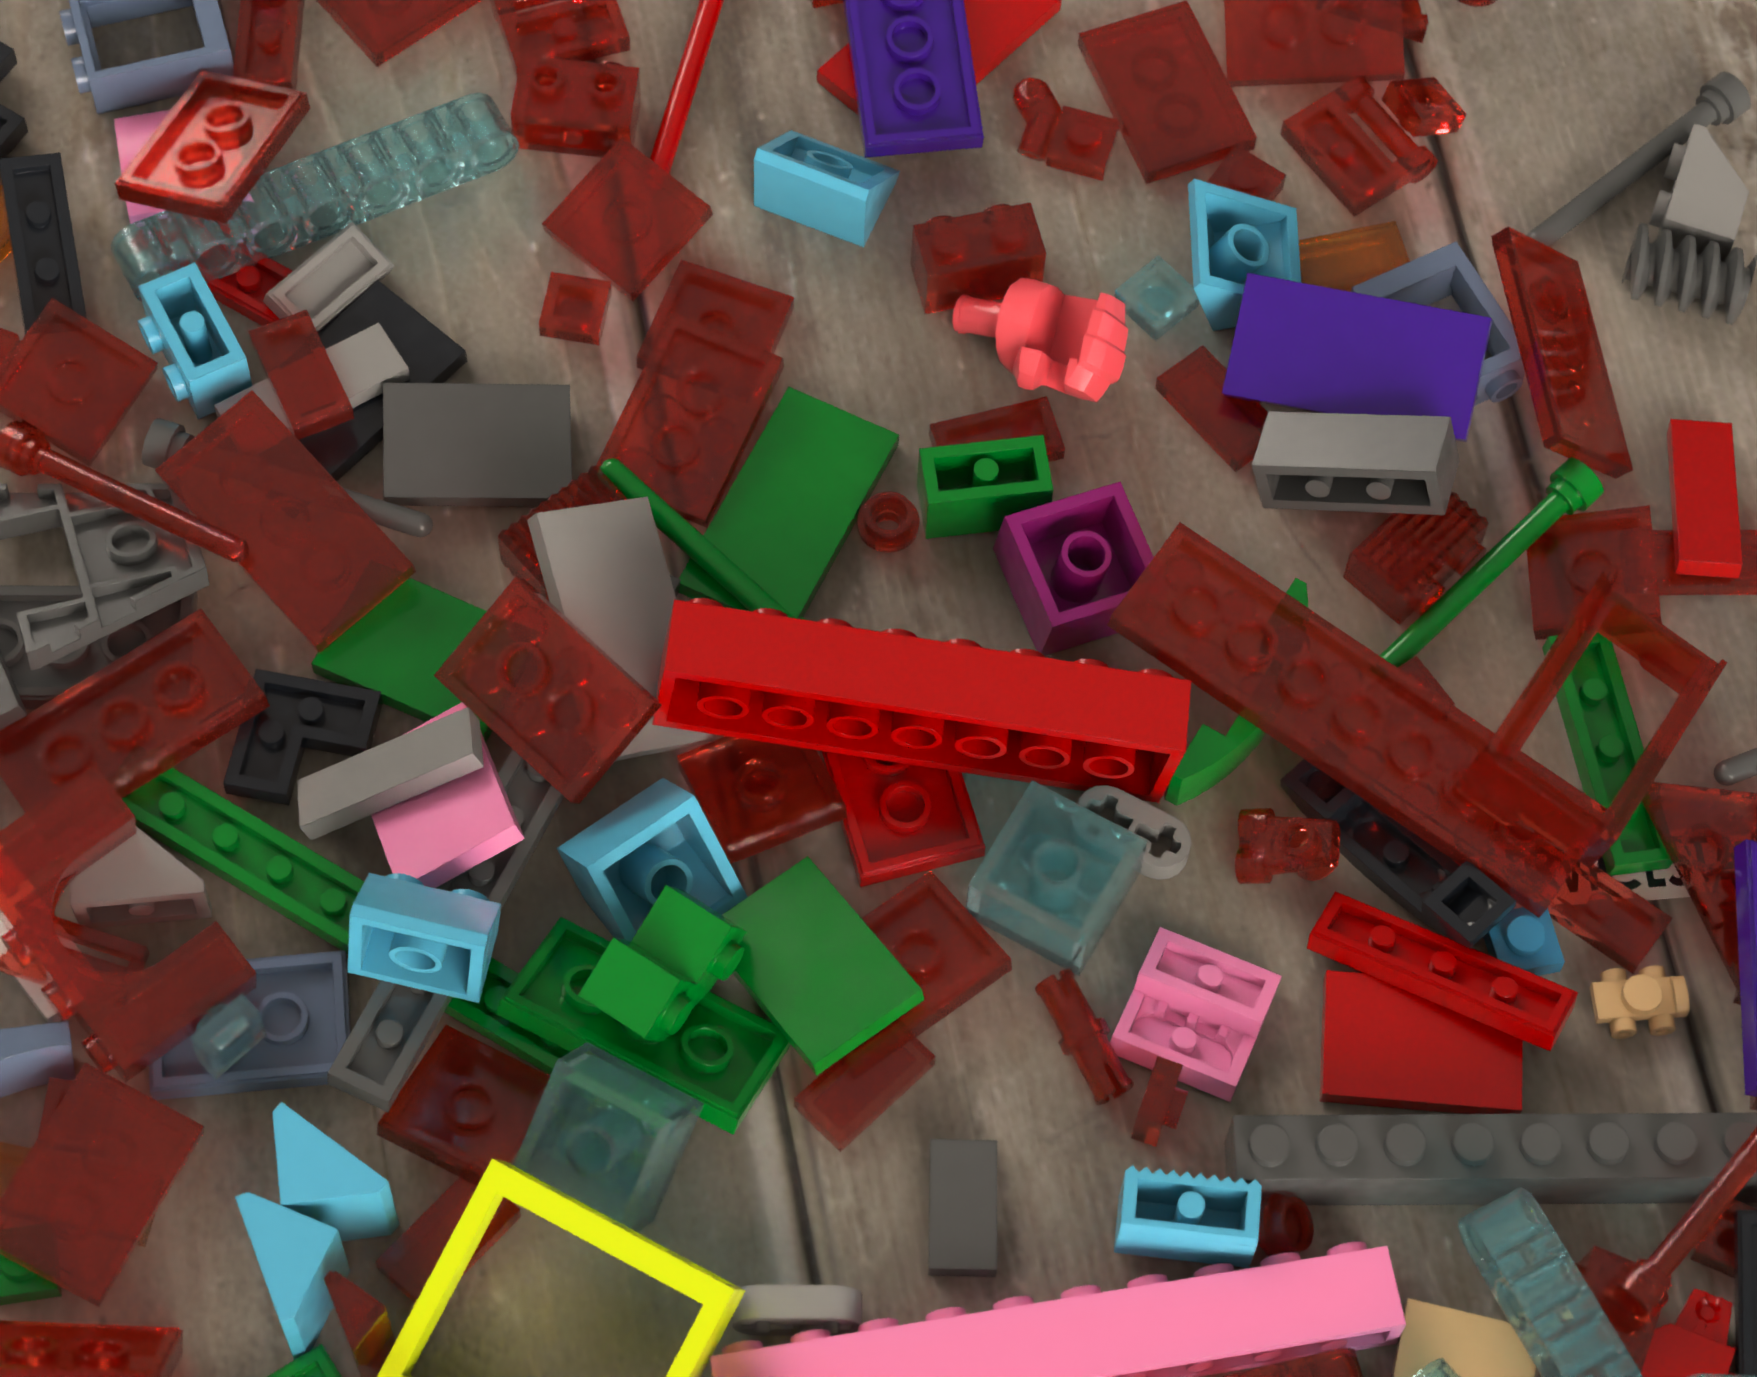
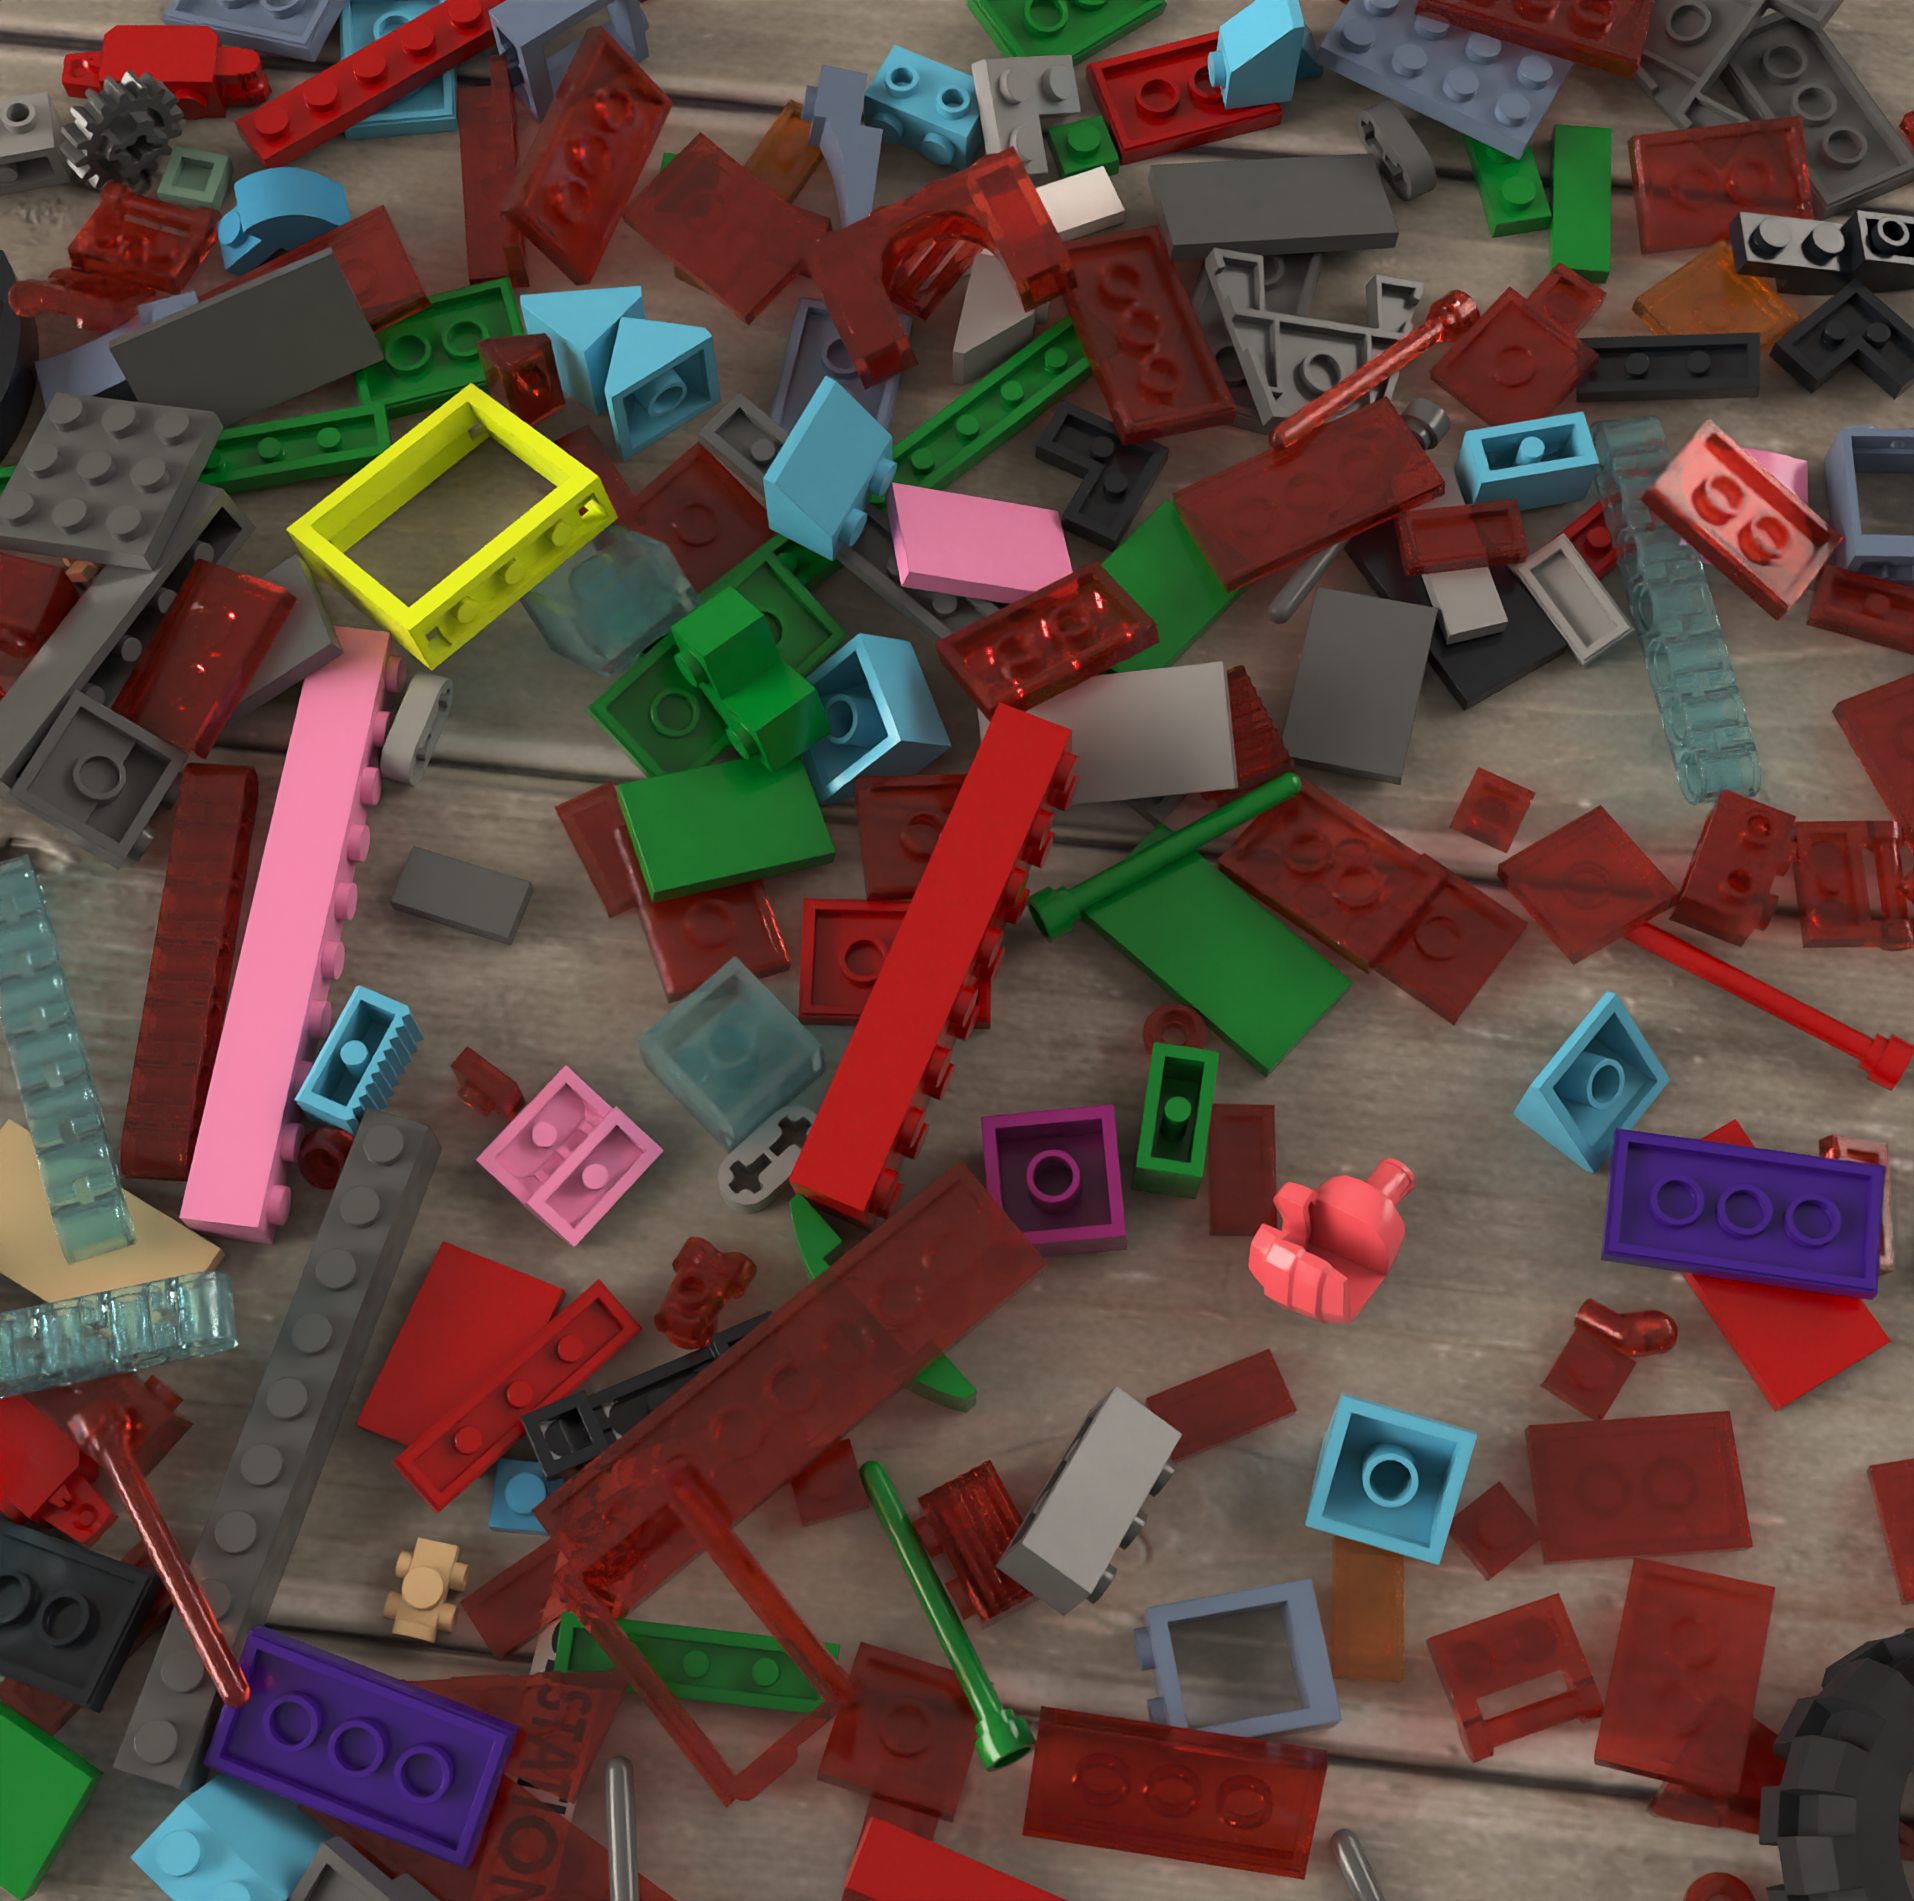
camera: 110 degrees right, 5 degrees up
(227, 1034) = (816, 342): clear light blue plate -> none
(390, 773) = (1018, 517): light grey tile -> none
(975, 255) = (1456, 1204): clear red brick -> none
(1084, 1036) = (576, 1044): clear red pin -> none
(1157, 297) = (1369, 1374): clear light blue plate -> none
(1354, 353) = (1213, 1544): dark purple tile -> none
(1423, 107) = (1547, 1769): clear red plate -> none

